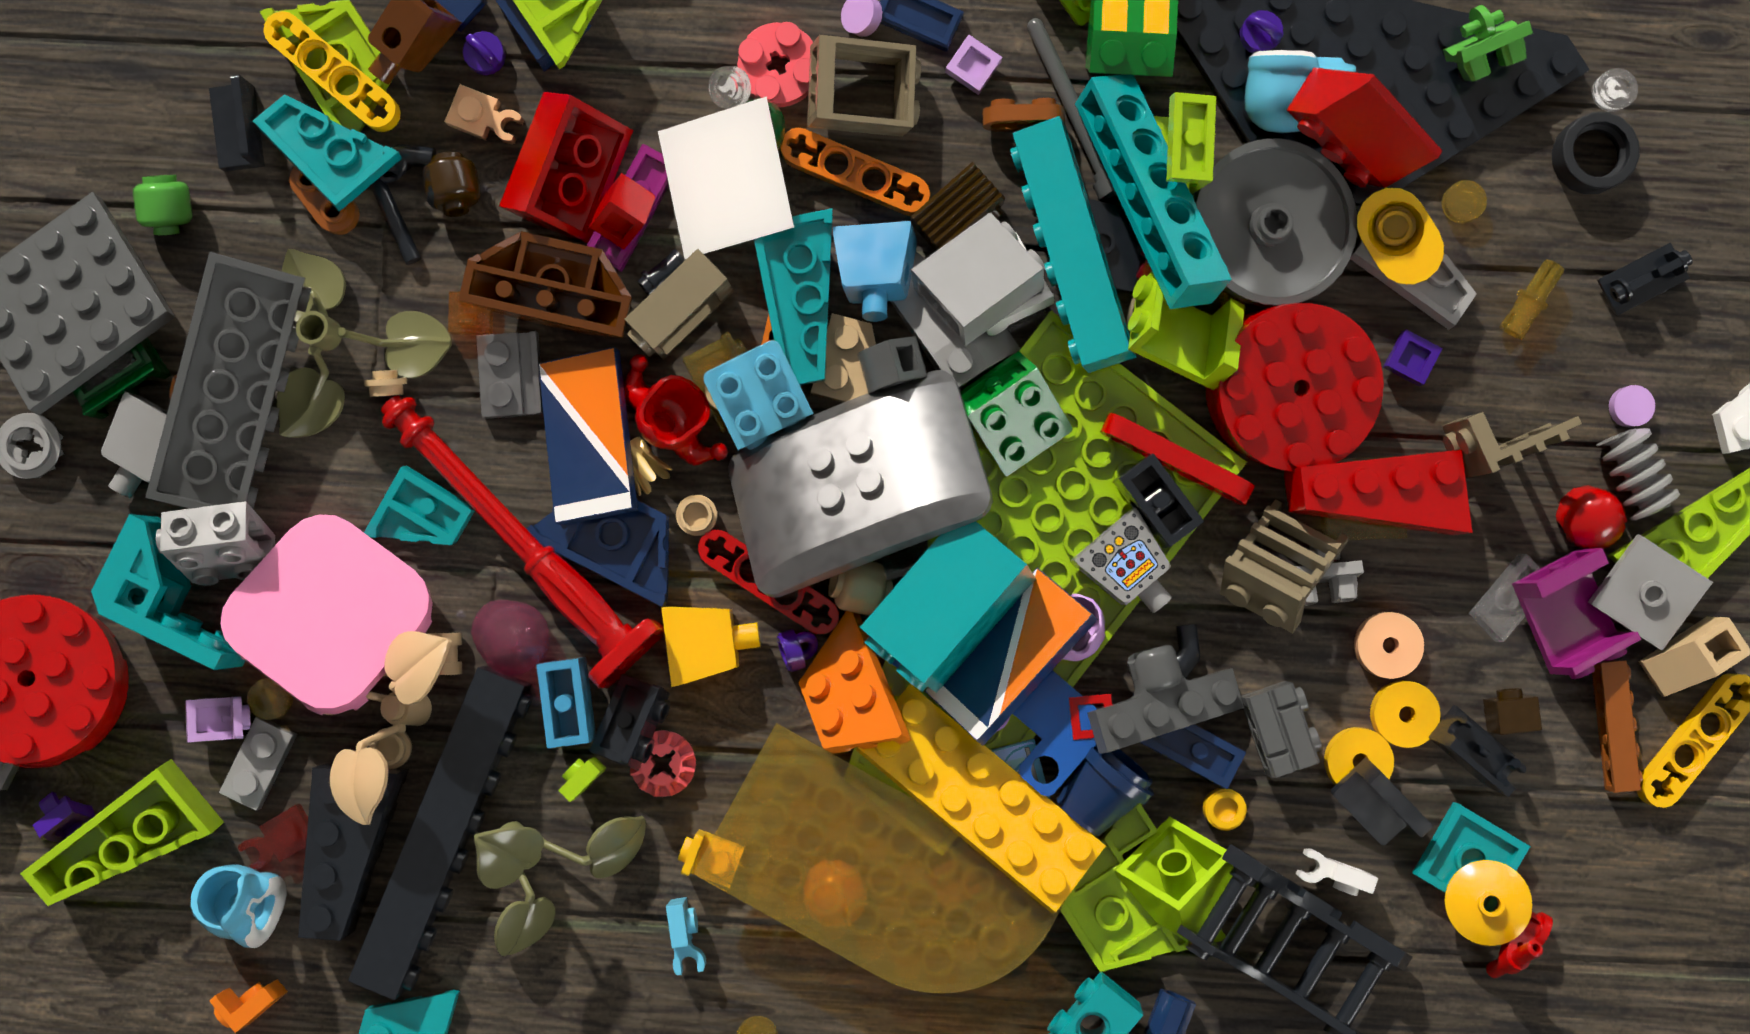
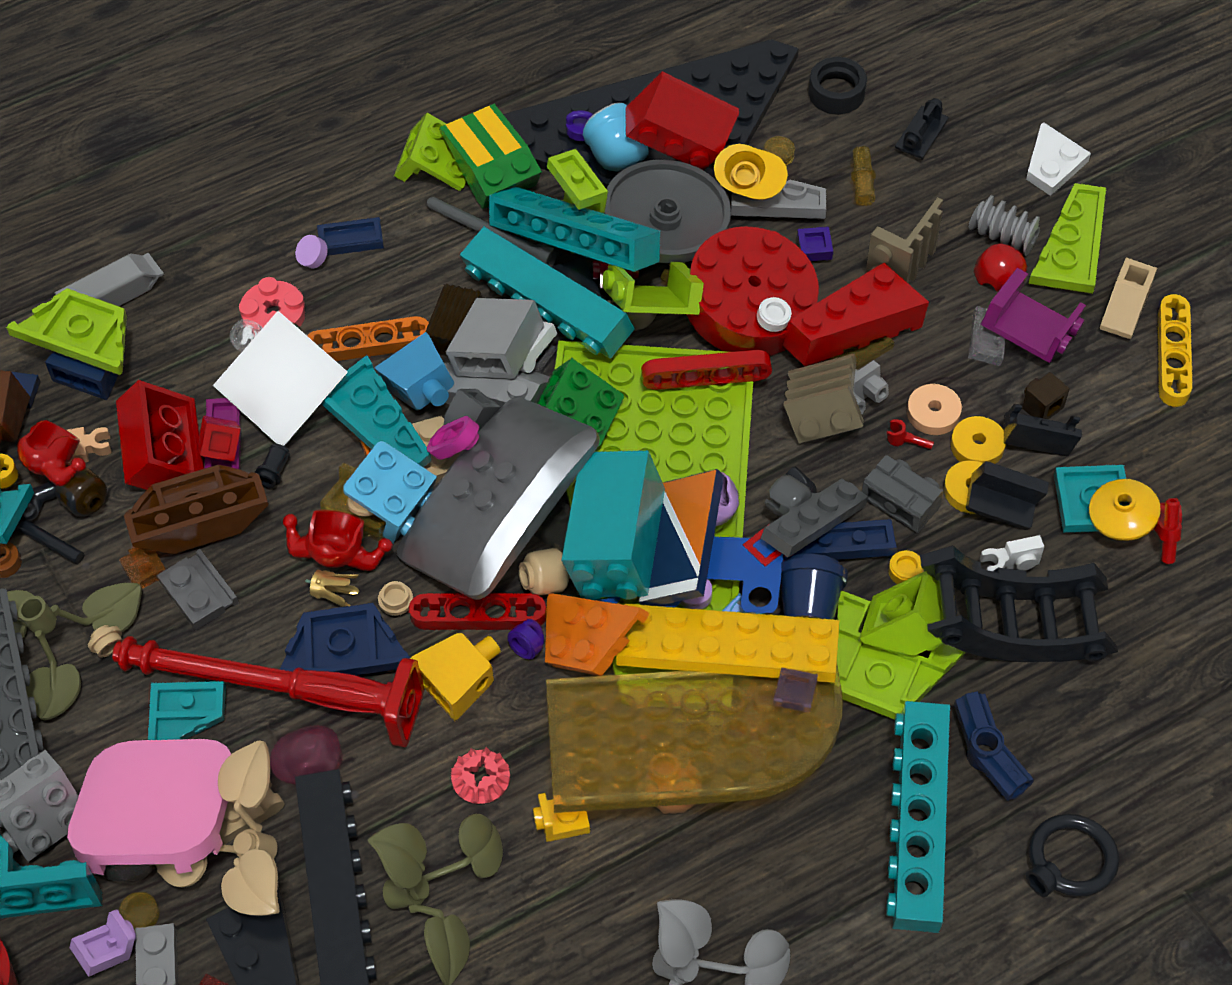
camera: 30 degrees left, 30 degrees down
(436, 120) = (48, 451): none -> red piece
(484, 53) = (56, 407): dark purple tile -> none
(566, 702) = (379, 764): dark azure brick -> none
(580, 777) = (424, 803): lime plate -> none
(587, 436) = (282, 586): tile -> none
(631, 722) = (437, 753): black bracket -> none
(678, 305) = (297, 466): dark tan window -> none
(682, 924) = (572, 874): medium azure plate -> none
(821, 84) = (310, 269): dark tan window -> none
(851, 387) = (453, 438): none -> dark pink plate
(973, 64) = (406, 240): lavender plate -> none
(1004, 904) = (795, 690): none -> plate
(1007, 116) = (447, 253): dark orange plate -> none
(1127, 562) = (719, 443): torso -> none
(1158, 500) = (711, 394): black brick -> none
(1290, 449) = (774, 314): none -> white tile
(1337, 661) = (901, 436): none -> red hand
(1504, 39) = (719, 55): bright green hips -> none
(1614, 90) = (821, 49): clear tile -> none
(1616, 726) = (1117, 370): dark orange piece -> none
(1631, 406) = (970, 196): lavender tile -> none
(1650, 592) = (1067, 278): light grey plate -> none

